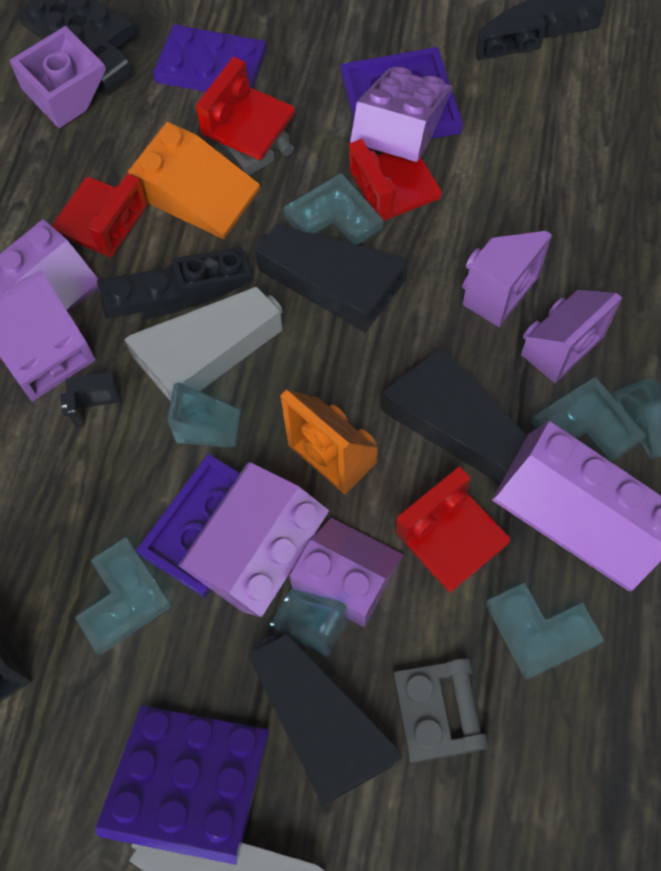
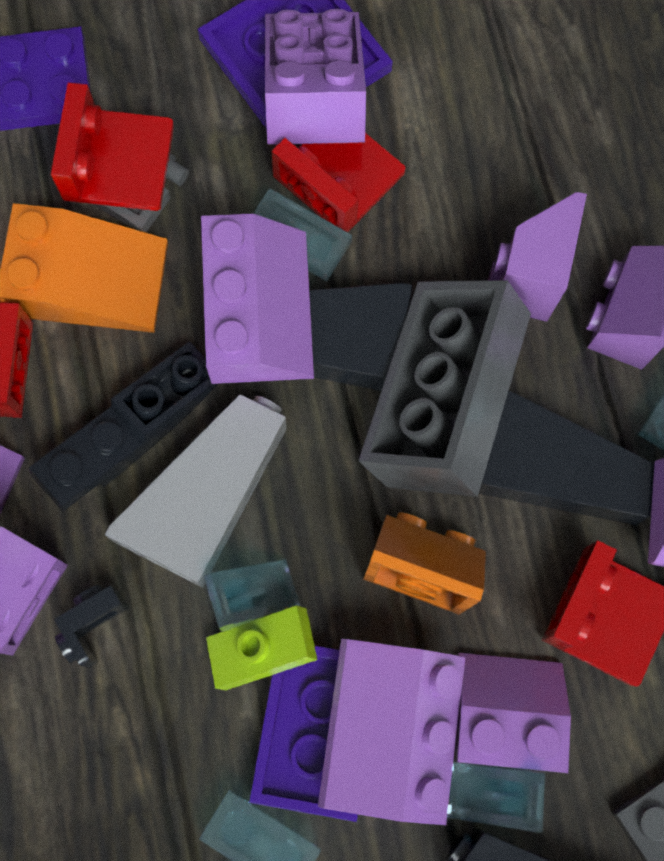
camera: 30 degrees left, 10 degrees up
(193, 453) = (261, 648): none -> lime plate
(291, 227) = (255, 300): none -> medium lavender slope
(398, 329) = (446, 387): none -> dark grey brick

